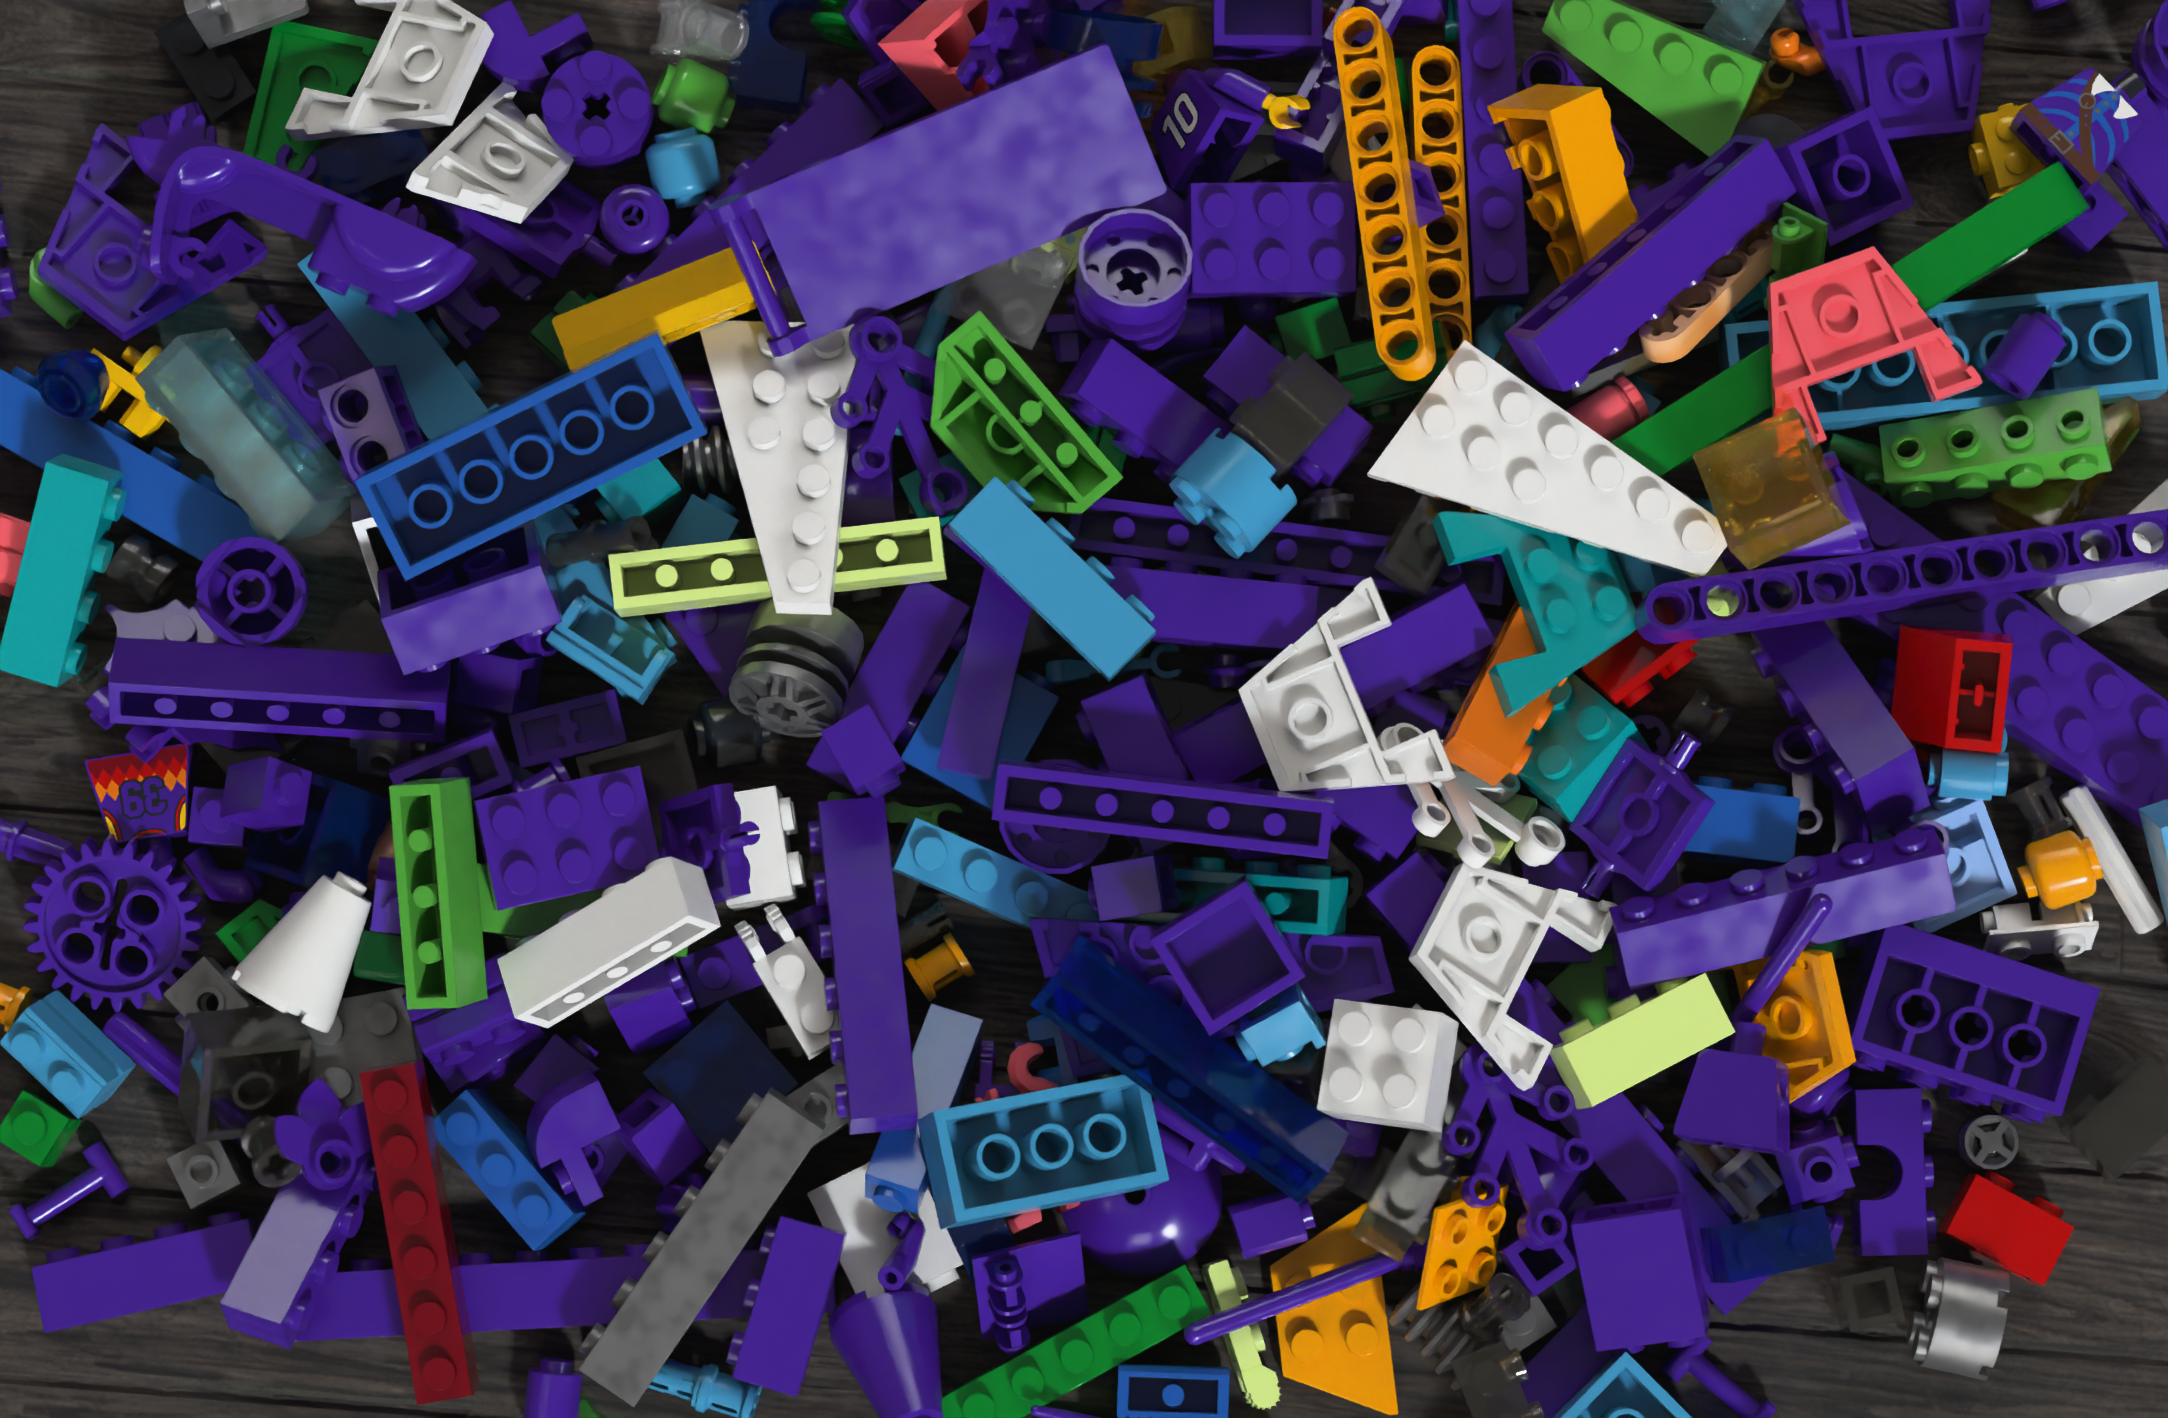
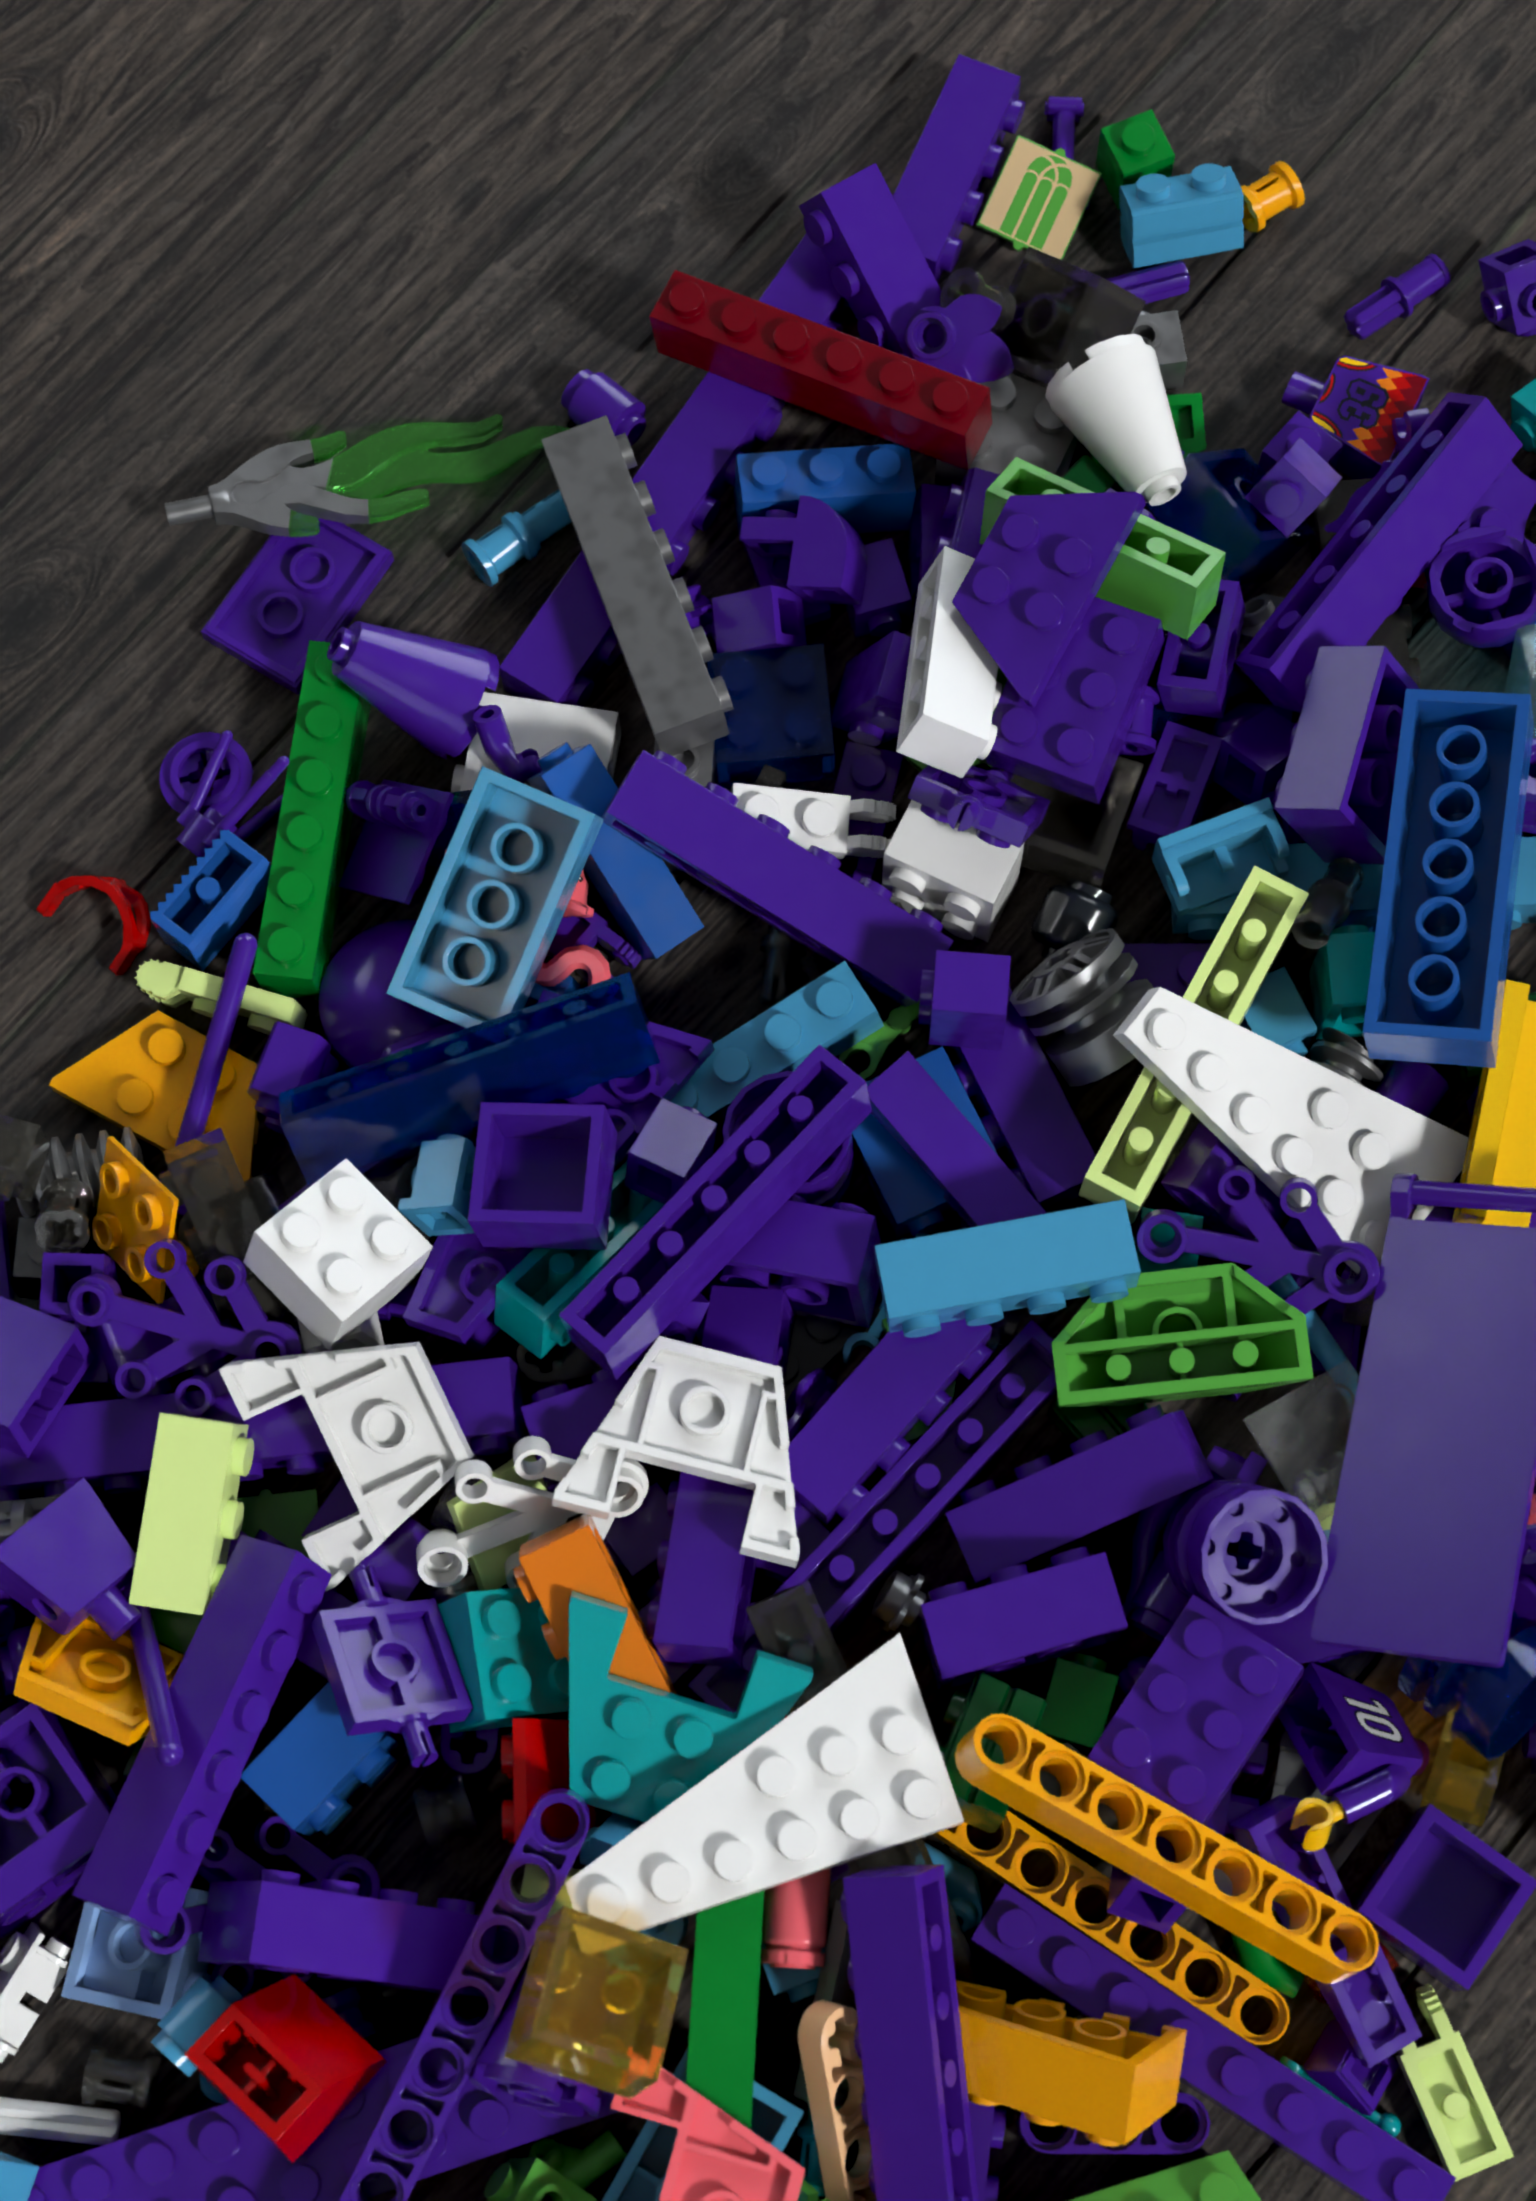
camera: 130 degrees right, 10 degrees down
(67, 910) = (1269, 319): dark purple gear -> none
(124, 1183) = (1038, 198): none -> piece
(208, 1172) = (999, 251): flat silver brick -> none
(223, 884) = (1248, 429): dark purple arm -> none
(508, 911) = (1041, 578): none -> dark purple wing
(786, 1305) = (532, 623): dark purple brick -> none
(939, 967) = (732, 964): light orange bush -> none
(1231, 491) = (972, 1494): dark azure brick -> none
(1291, 413) = (1008, 1597): clear smoke brick -> none
(2060, 869) = (48, 2053): light orange head -> none

